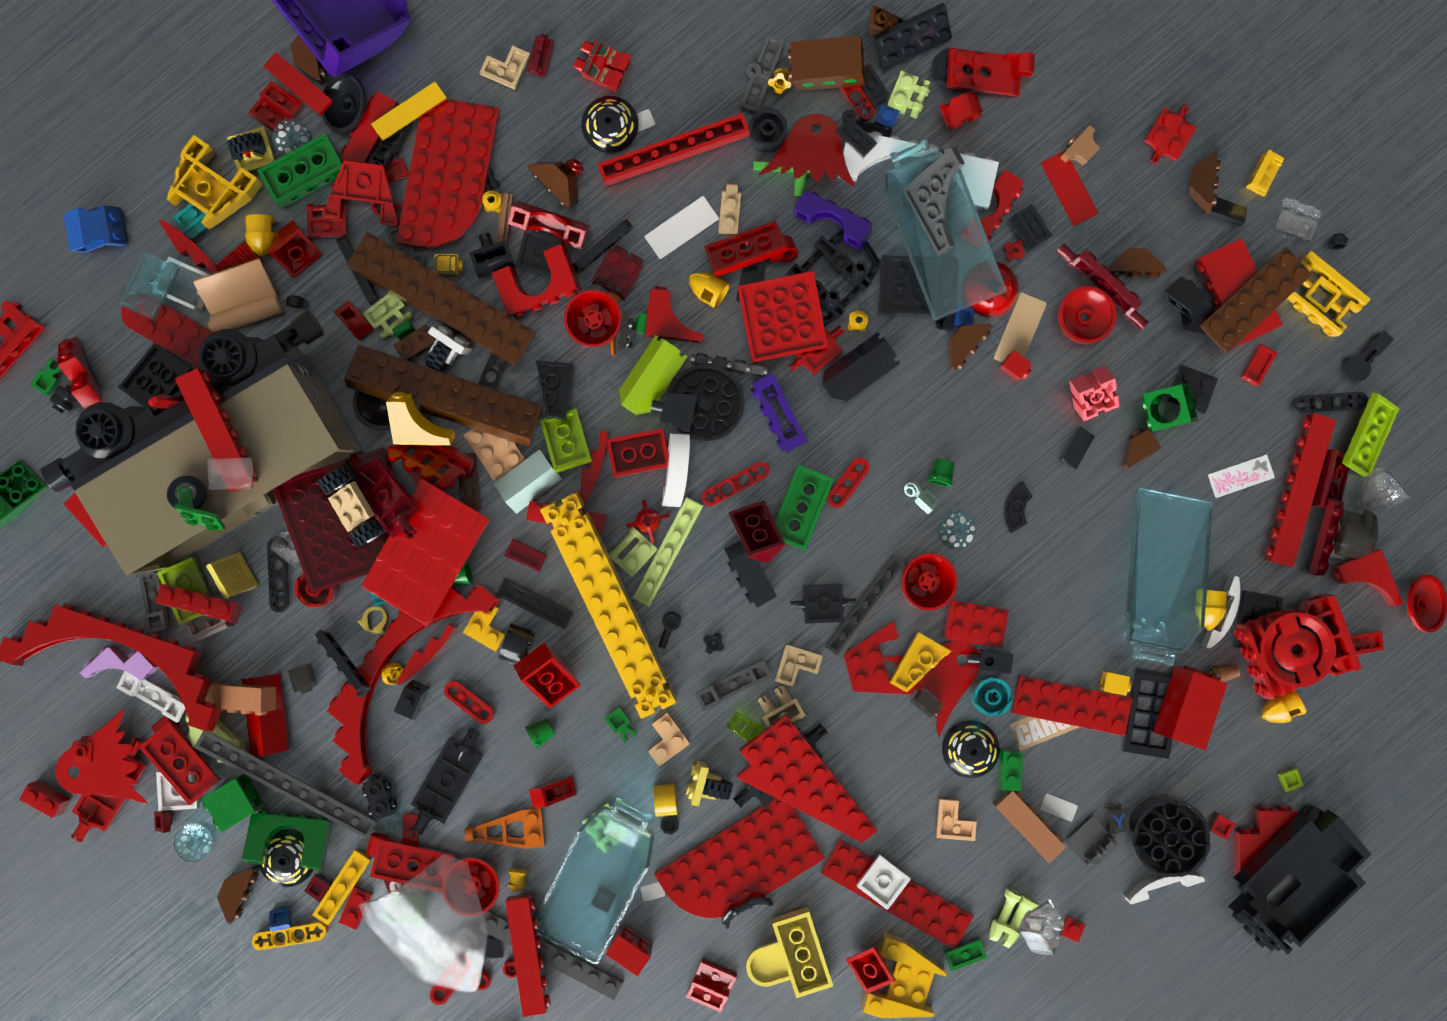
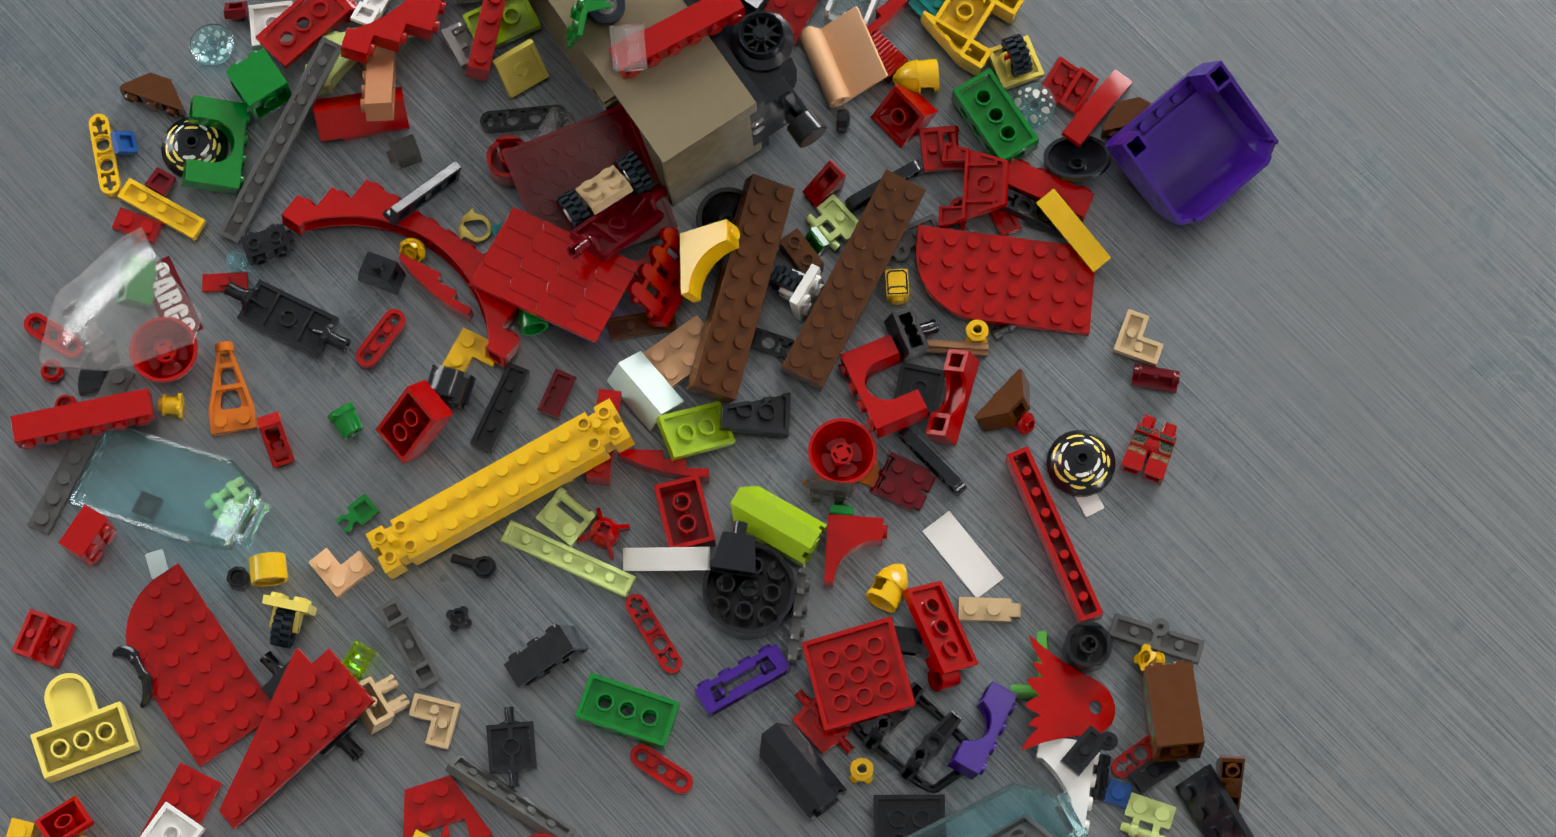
camera: 85 degrees right, 15 degrees down
(393, 856) = (198, 263): red hinge -> none
(757, 531) = (594, 655): dark red slope -> none

